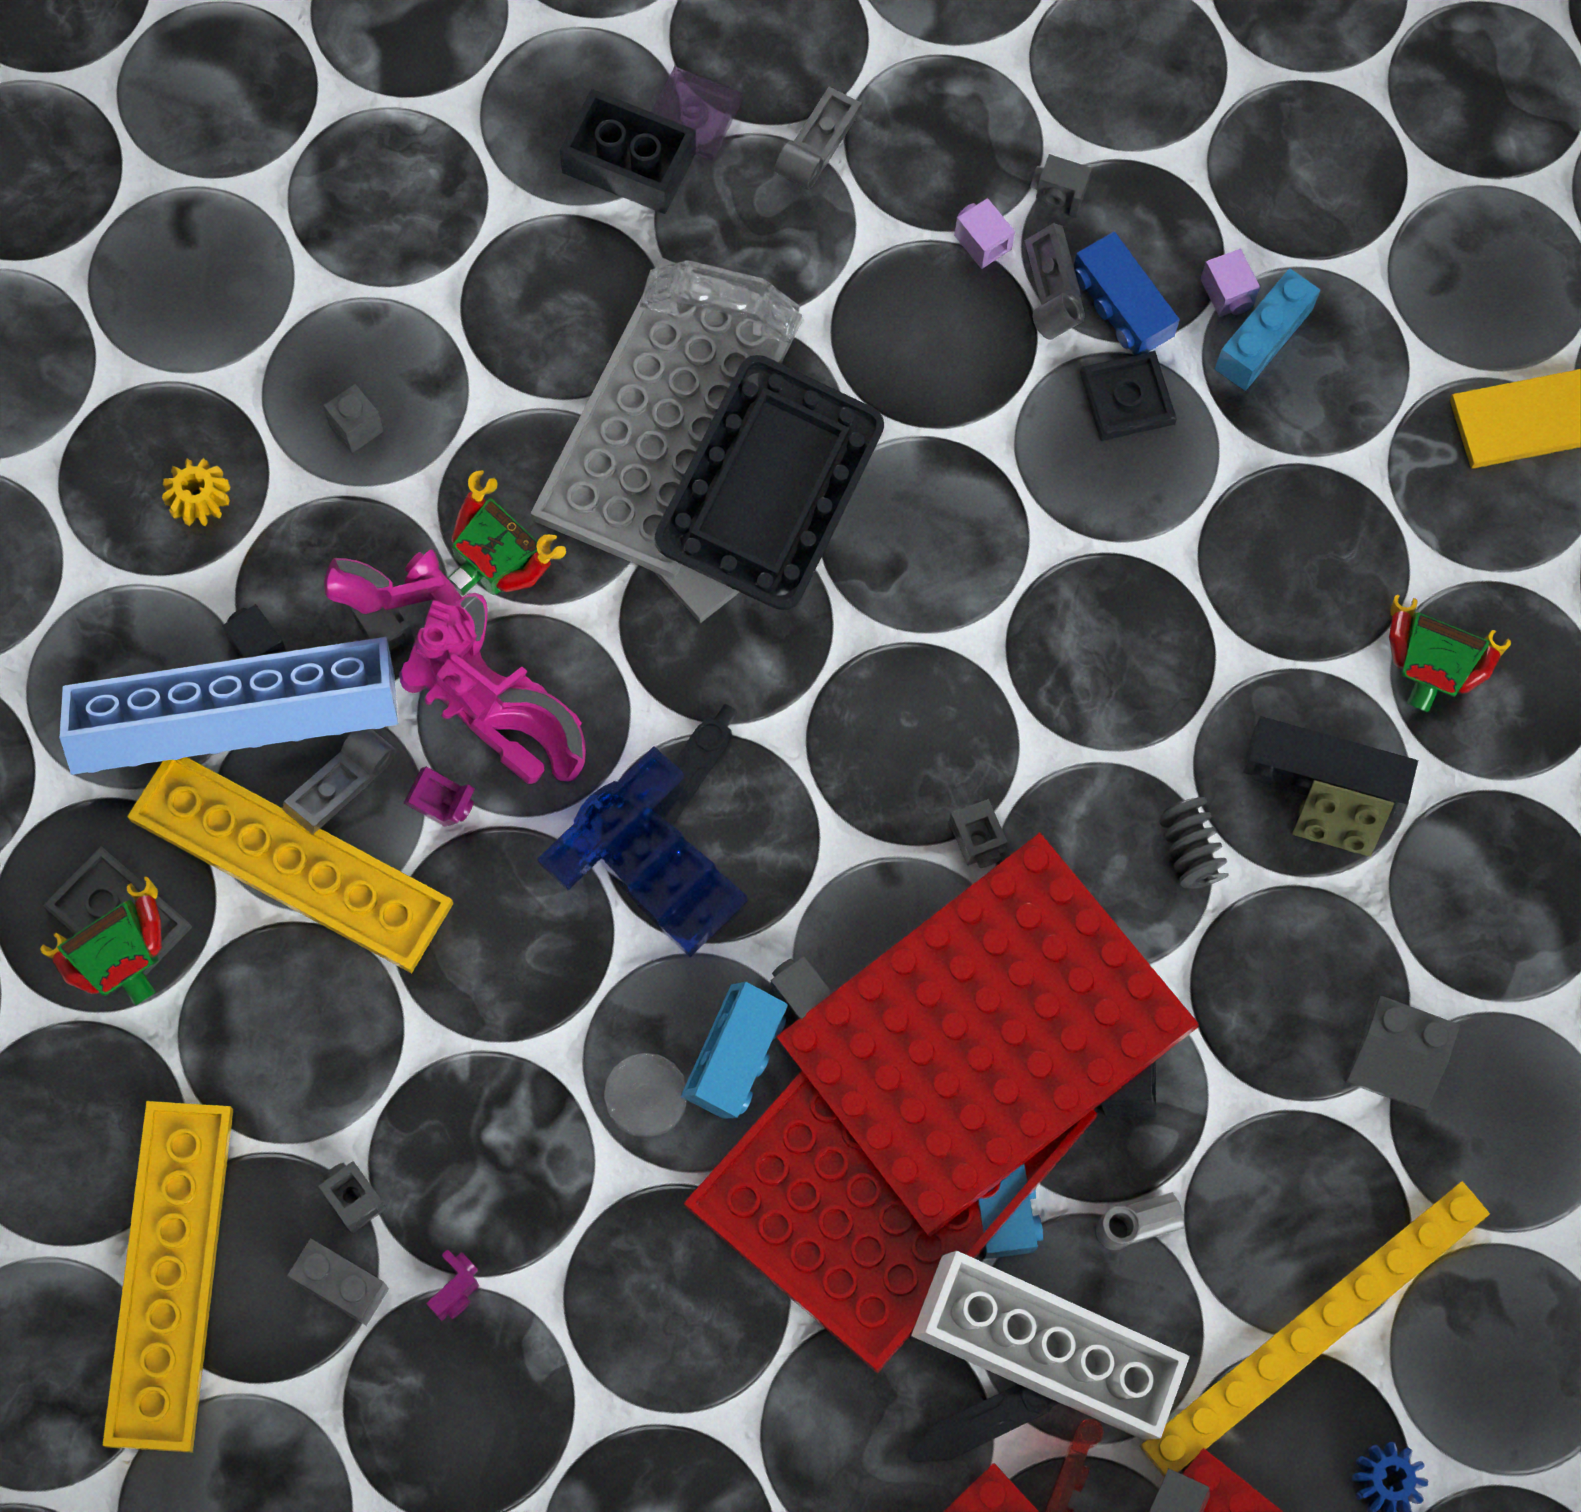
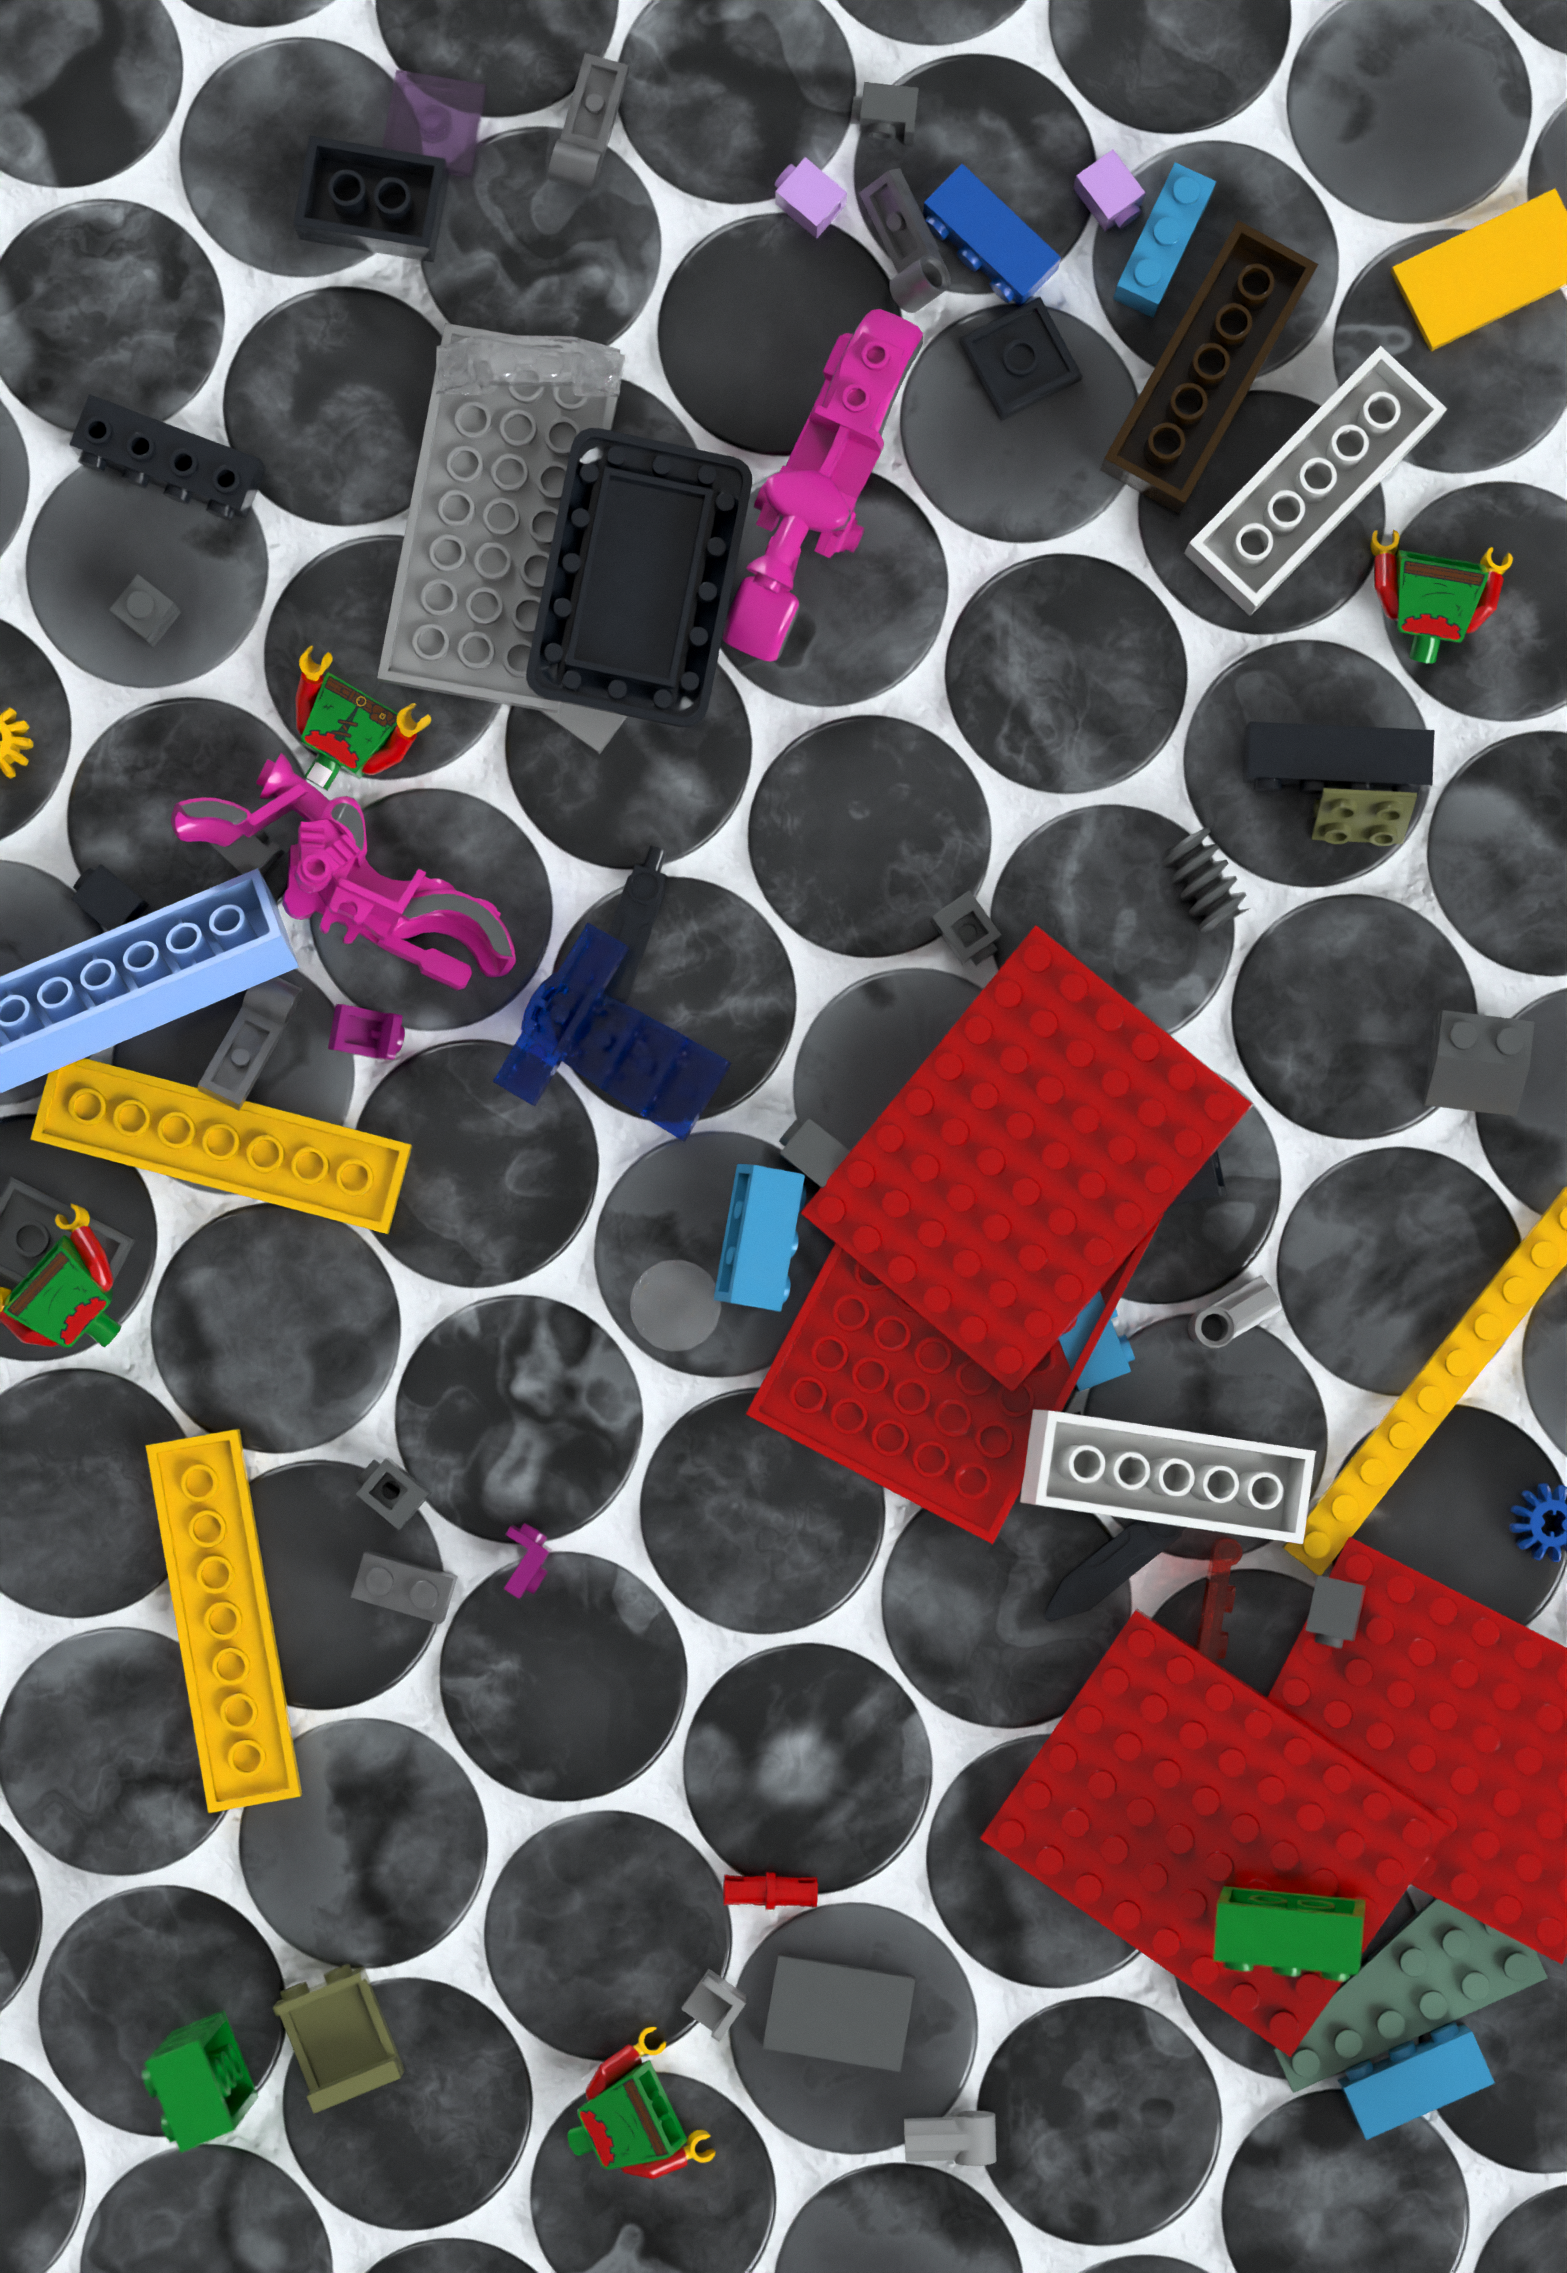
camera: 10 degrees left, 15 degrees up
(406, 307) = (166, 457): none -> black brick
(939, 445) = (823, 477): none -> dark pink piece
(1283, 433) = (1208, 367): none -> dark brown brick
(1354, 541) = (1315, 480): none -> white brick

